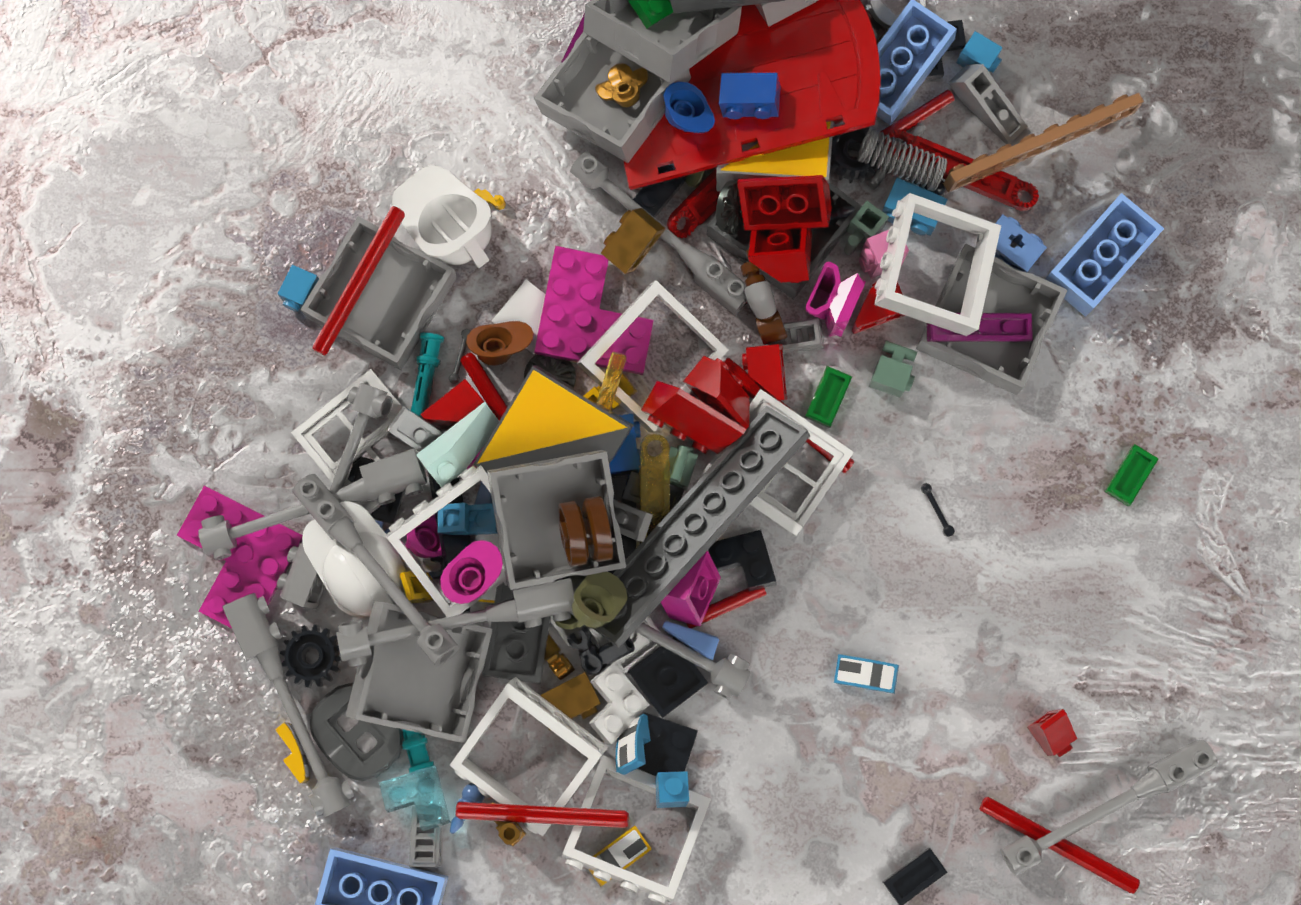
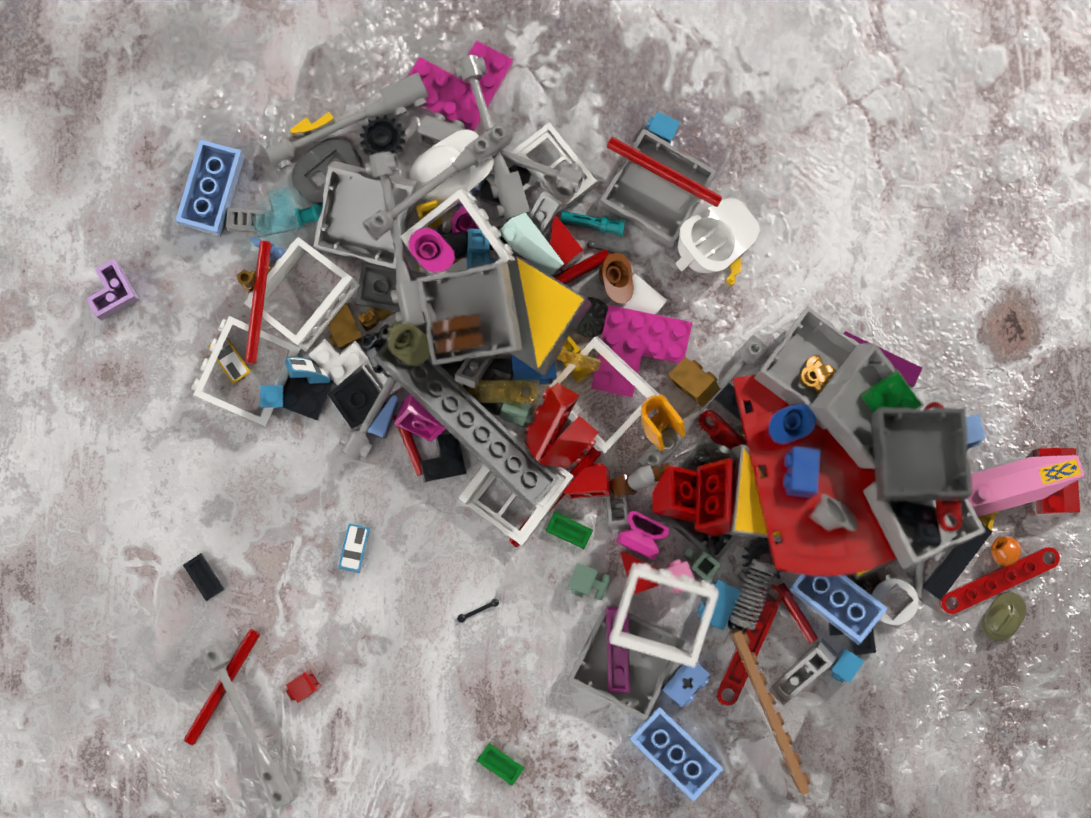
camera: 90 degrees right, 5 degrees up
(676, 273) = (664, 417): none -> light orange piece
(804, 55) = (833, 514): none -> light grey piece

